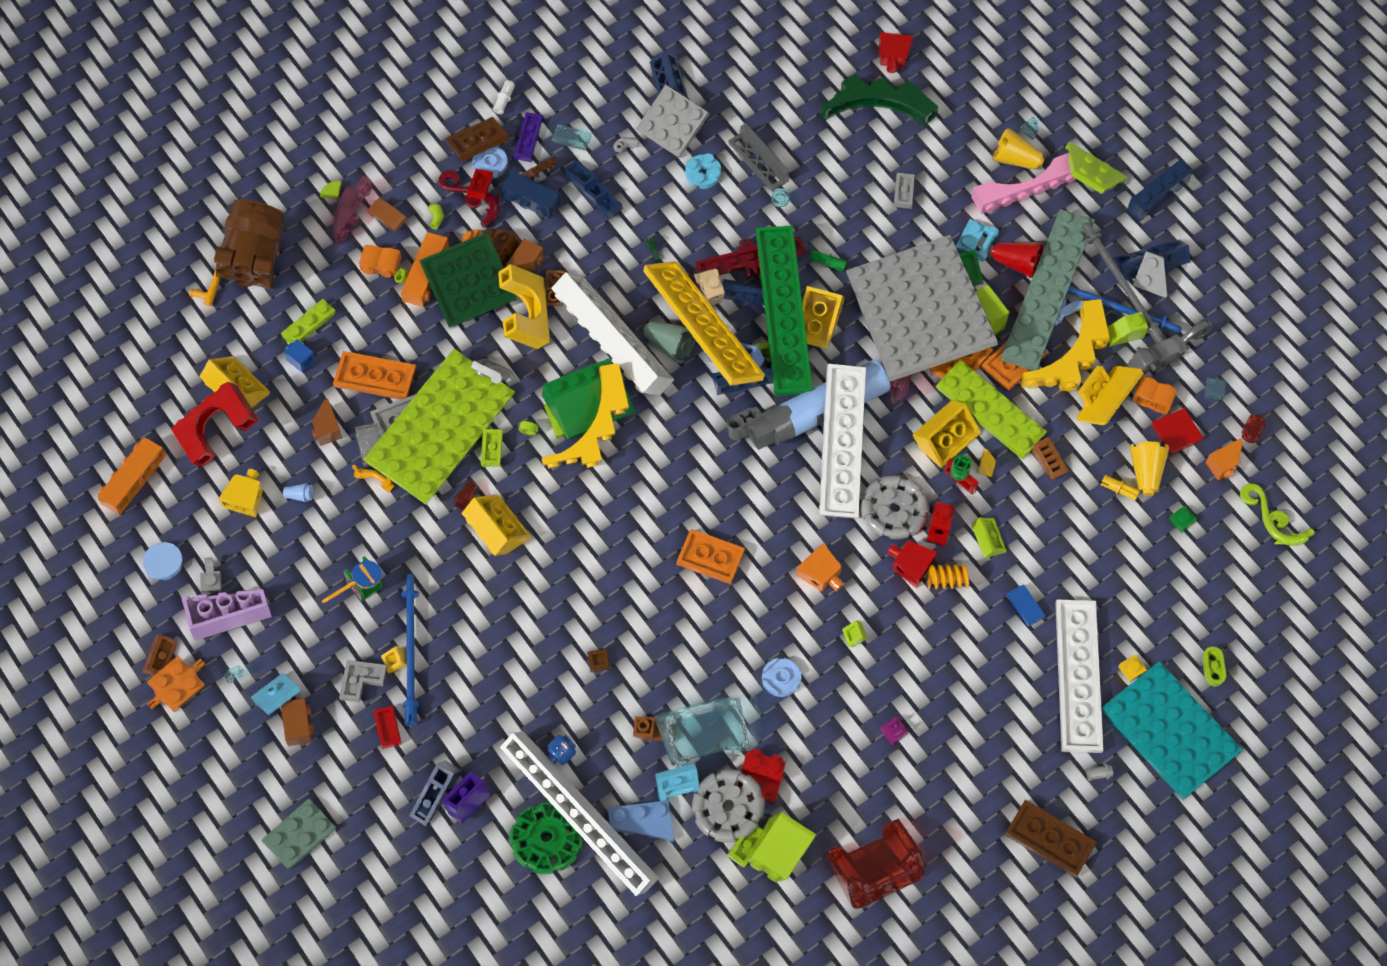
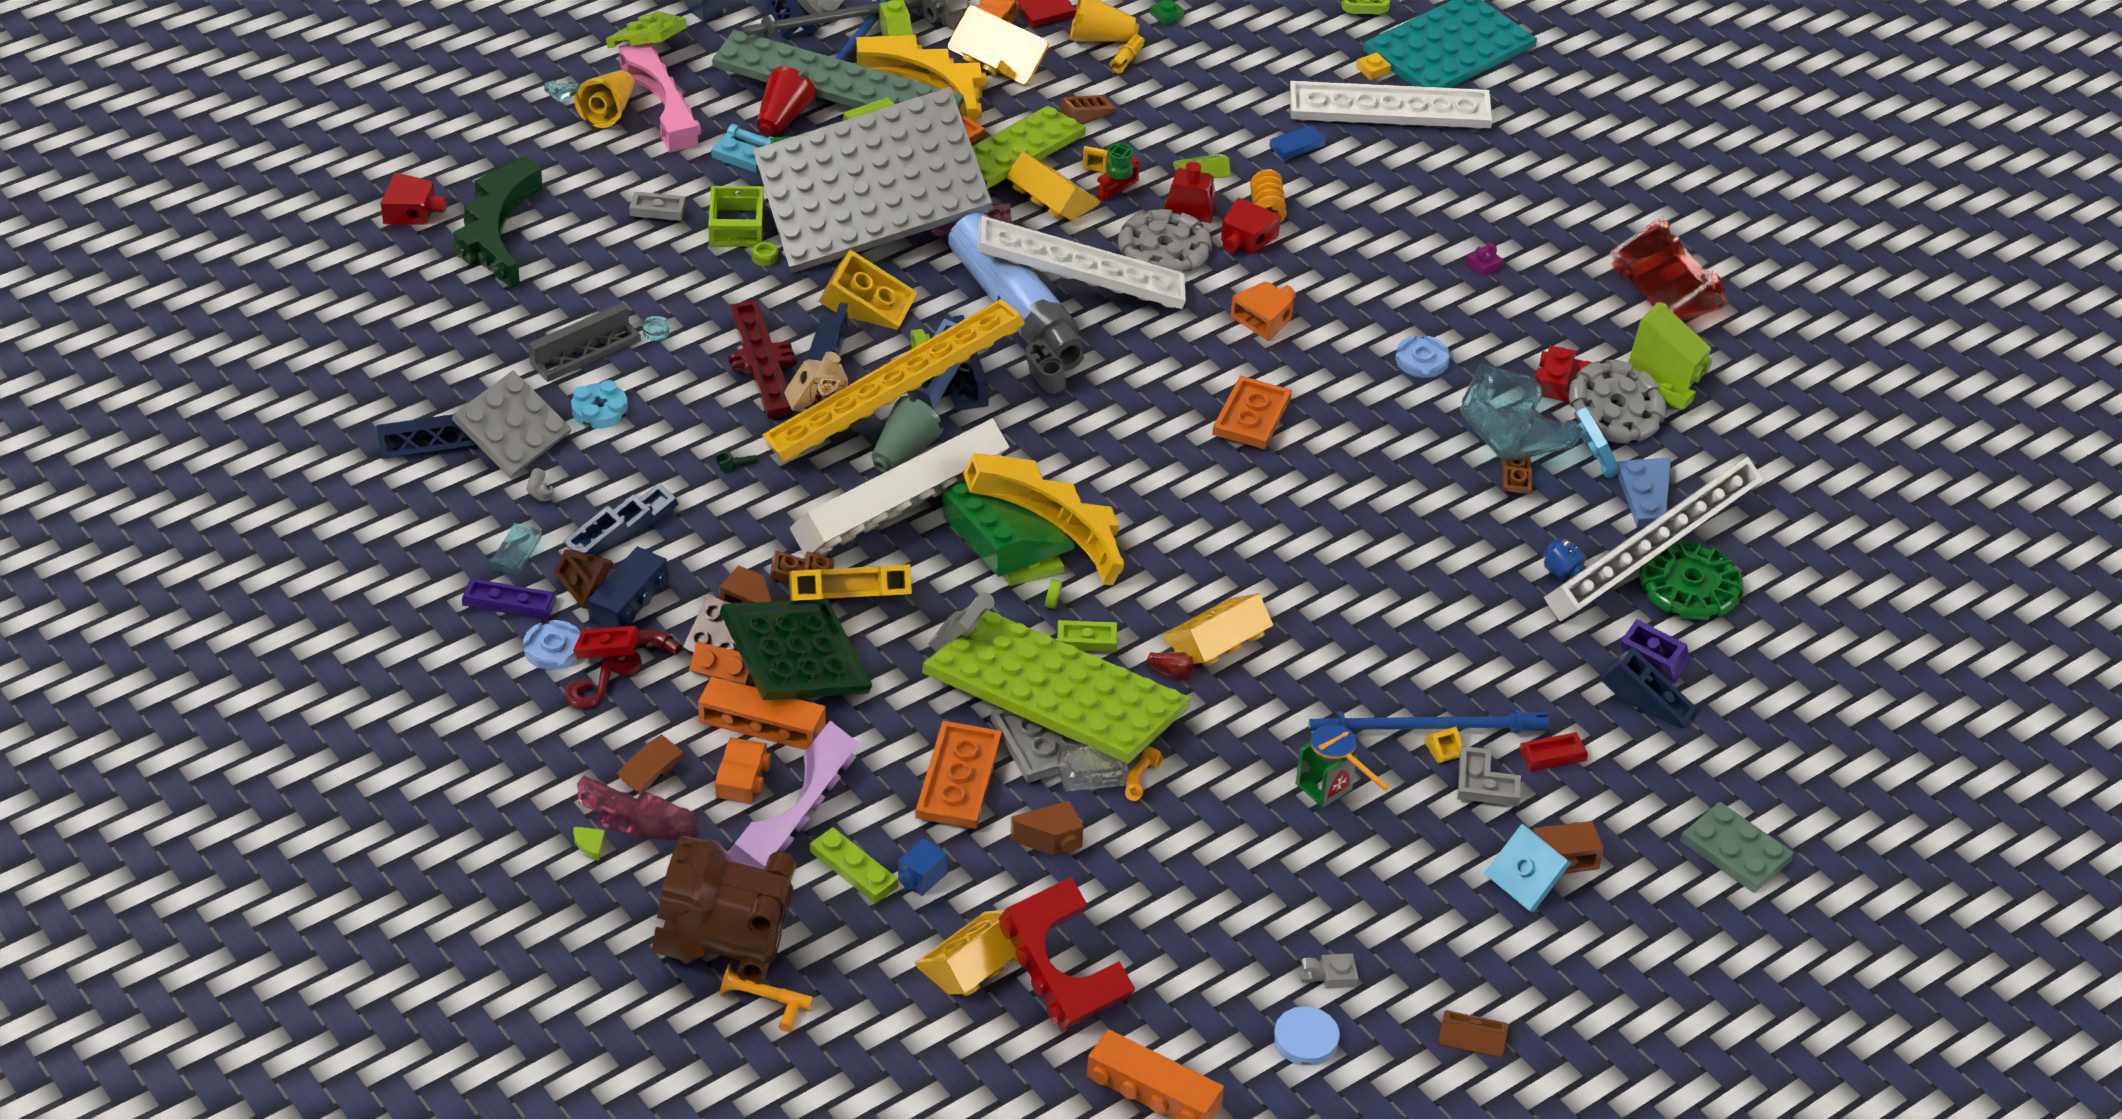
camera: 90 degrees left, 20 degrees down
(175, 684) = (1522, 1003): orange plate -> none
(224, 611) = (1400, 944): lavender wedge -> none
(233, 674) = (1496, 928): clear light blue tile -> none
(243, 494) = (1181, 929): yellow torso -> none
(299, 492) = (1174, 860): light blue cone -> none
(320, 271) = (822, 761): none -> lavender arch
(401, 276) = (780, 745): lime hinge -> none
(438, 215) = (656, 704): lime arm -> none
(477, 139) = (513, 650): reddish brown plate -> none
(503, 97) = (428, 623): white axle -> none
(598, 660) = (1420, 529): reddish brown tile -> none
(783, 310) = (858, 305): green plate -> none
(828, 260) = (772, 281): green axle -> none
(854, 633) = (1356, 283): lime plate -> none
(862, 256) = (764, 253): none -> lime tile
(893, 222) = (736, 231): none -> lime window
(1050, 838) = (1606, 141): reddish brown plate -> none
(1099, 772) = (1513, 94): light grey pin -> none

